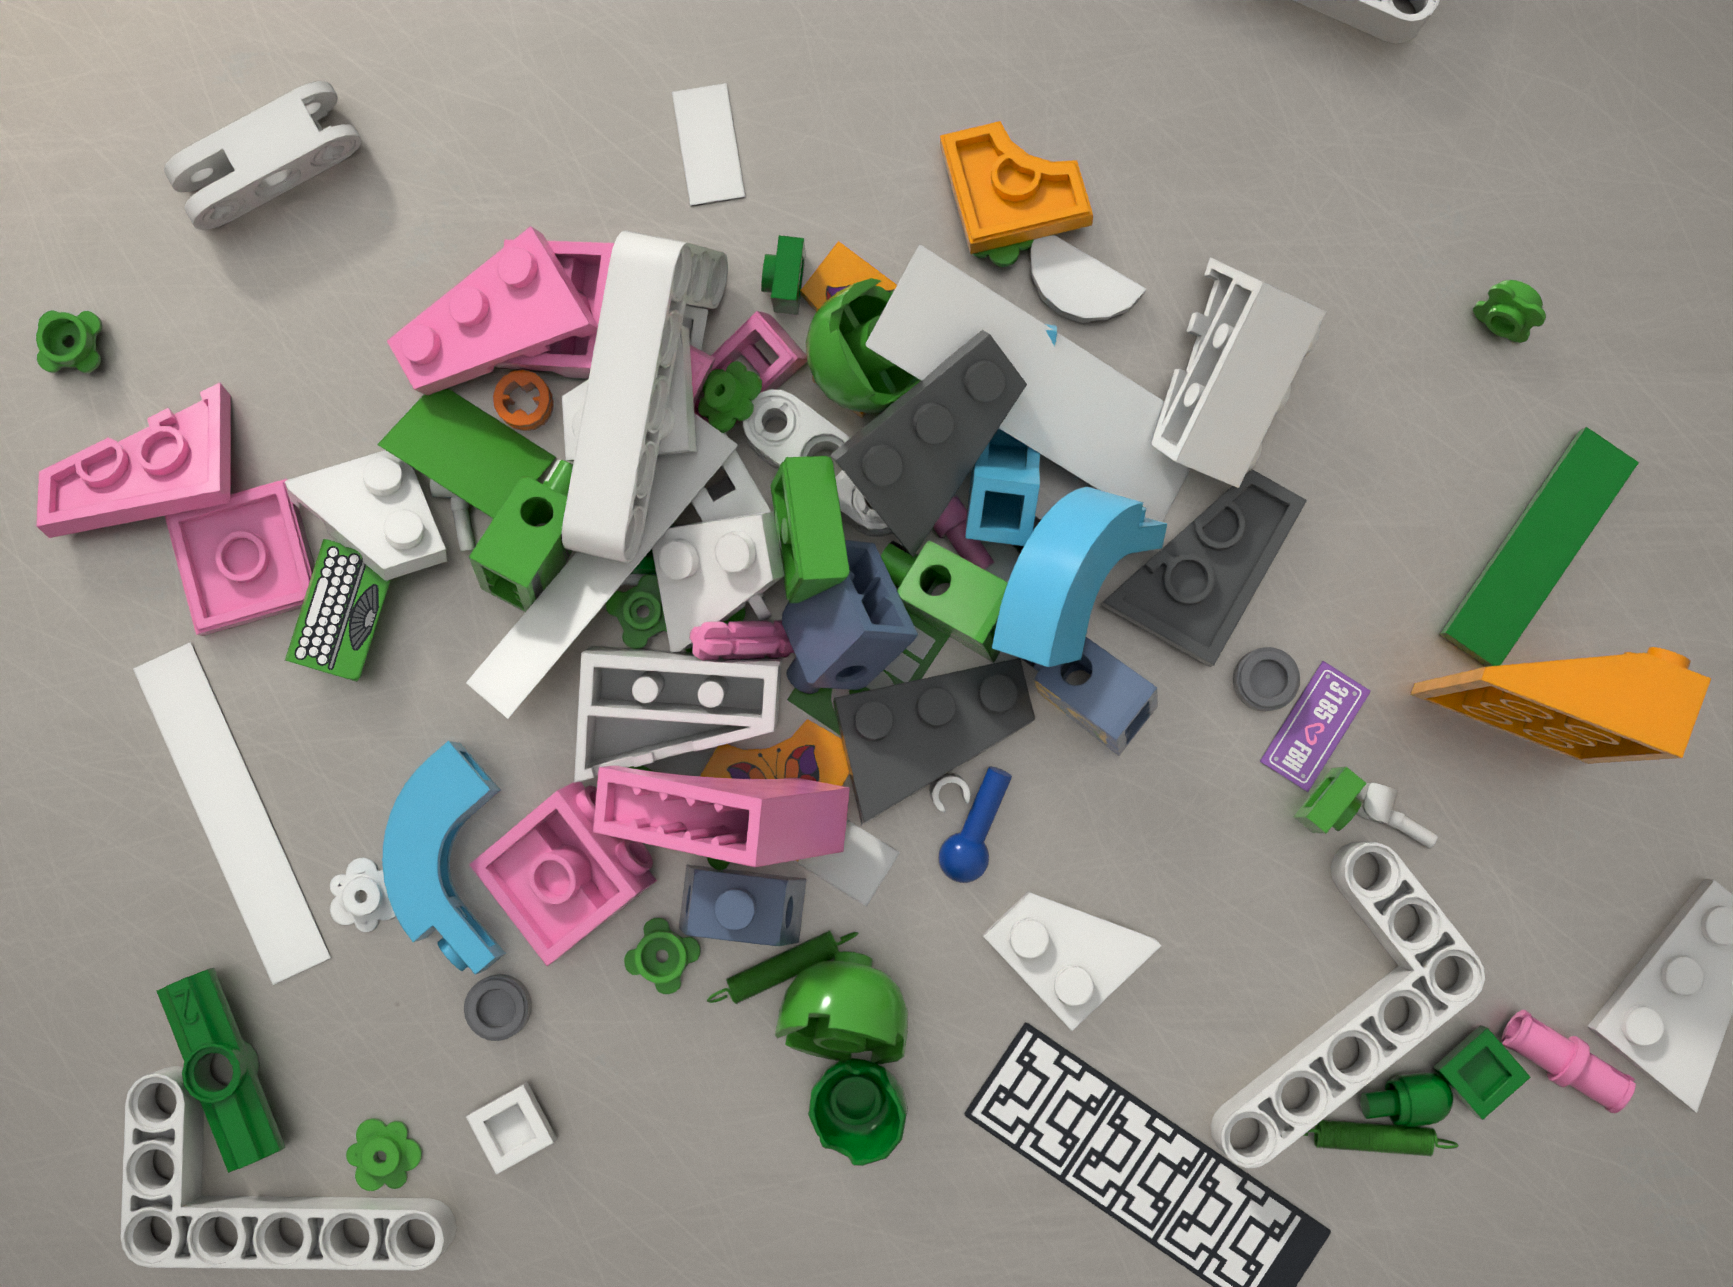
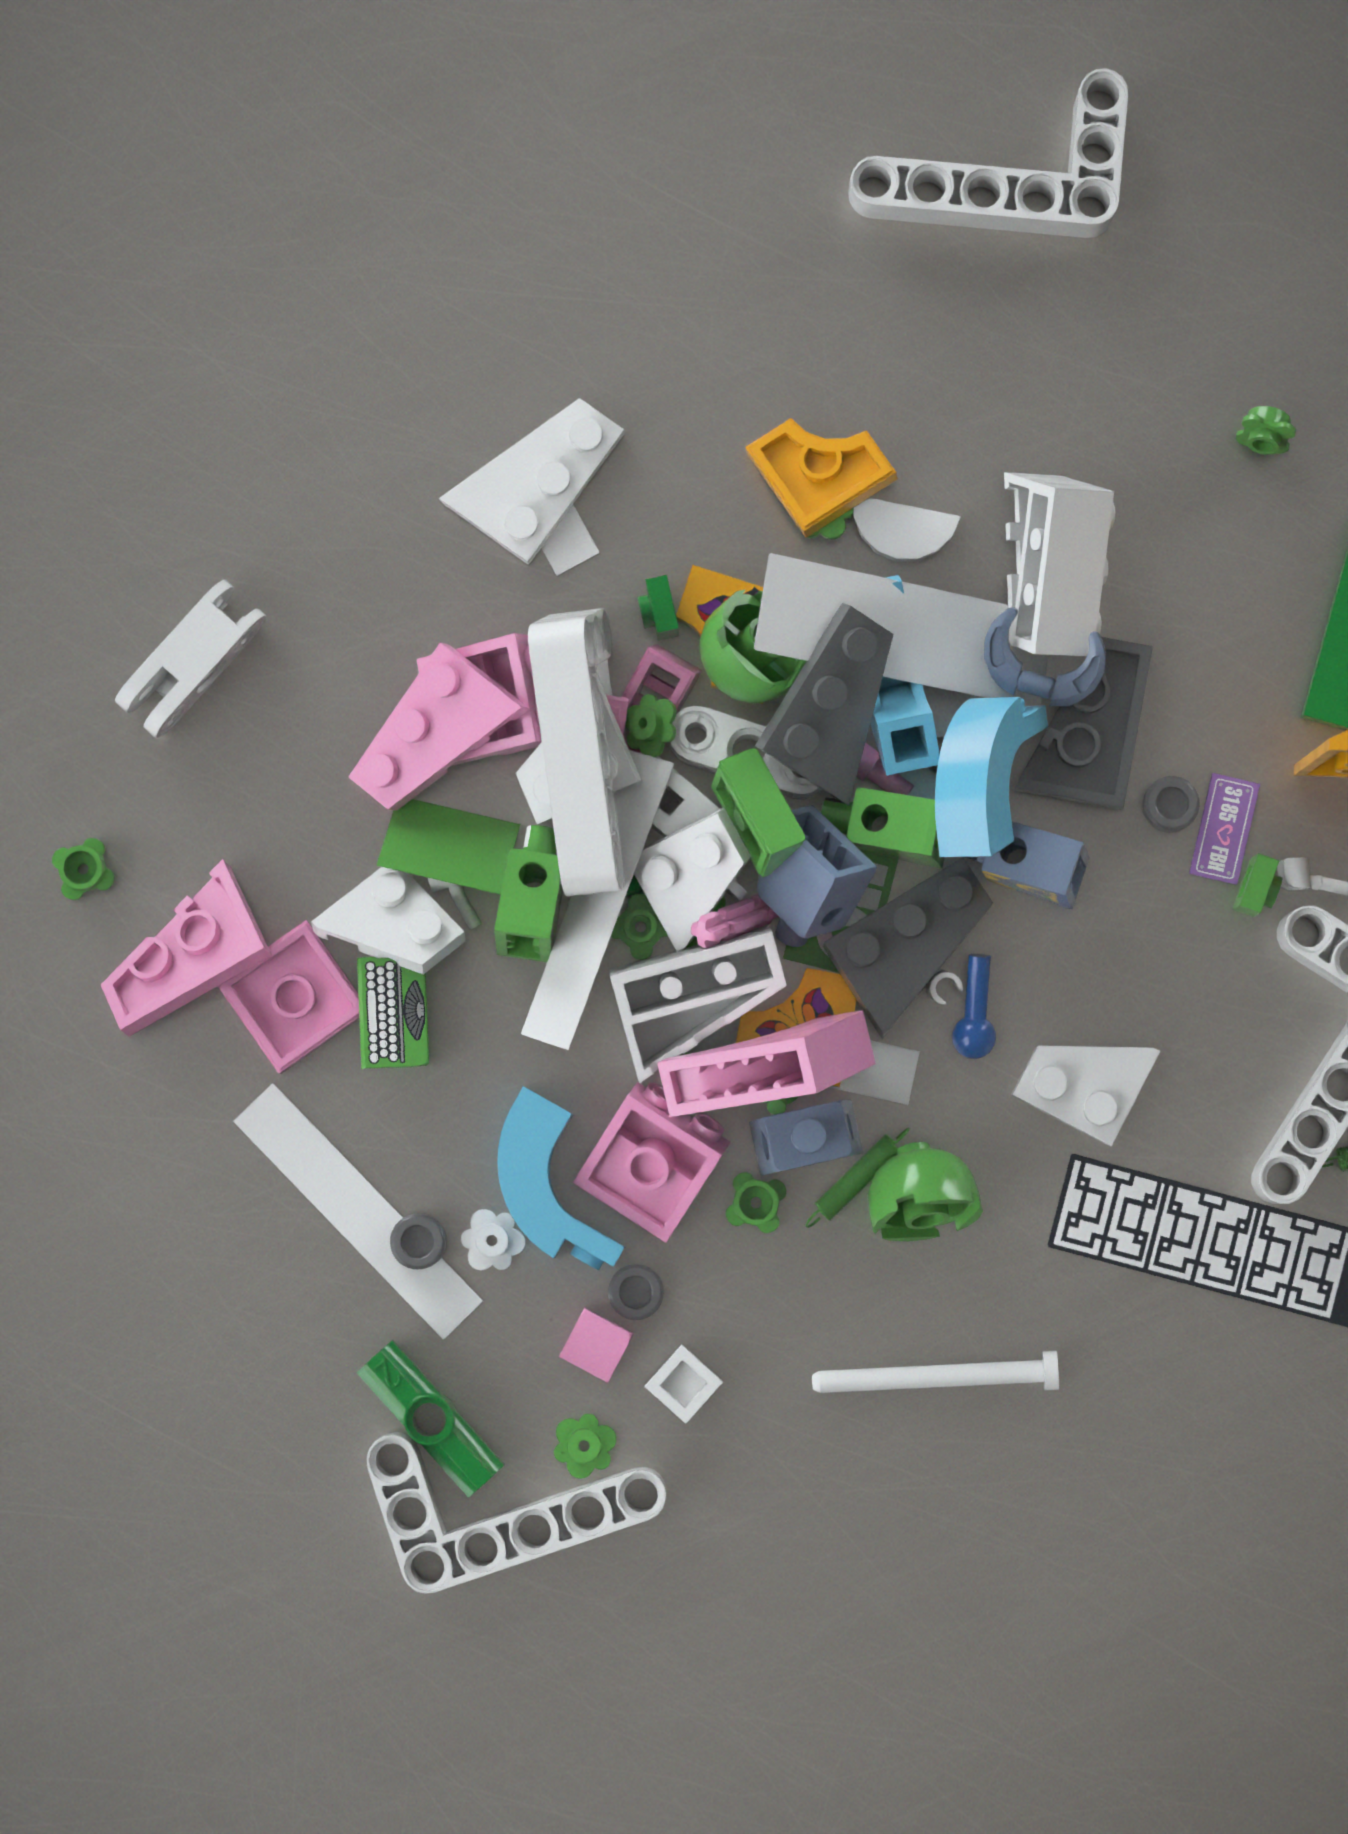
camera: 15 degrees left, 0 degrees up
(281, 869) = (418, 1241): none -> flat silver tile
(434, 1049) = (596, 1344): none -> bright pink slope
(527, 382) = (474, 770): orange bush -> none
(704, 94) = (537, 480): none -> white wing
(797, 1218) = (941, 1375): none -> white bar
(858, 1110) = (961, 1269): green hair -> none
(1139, 472) = (1008, 673): none -> sand blue piece

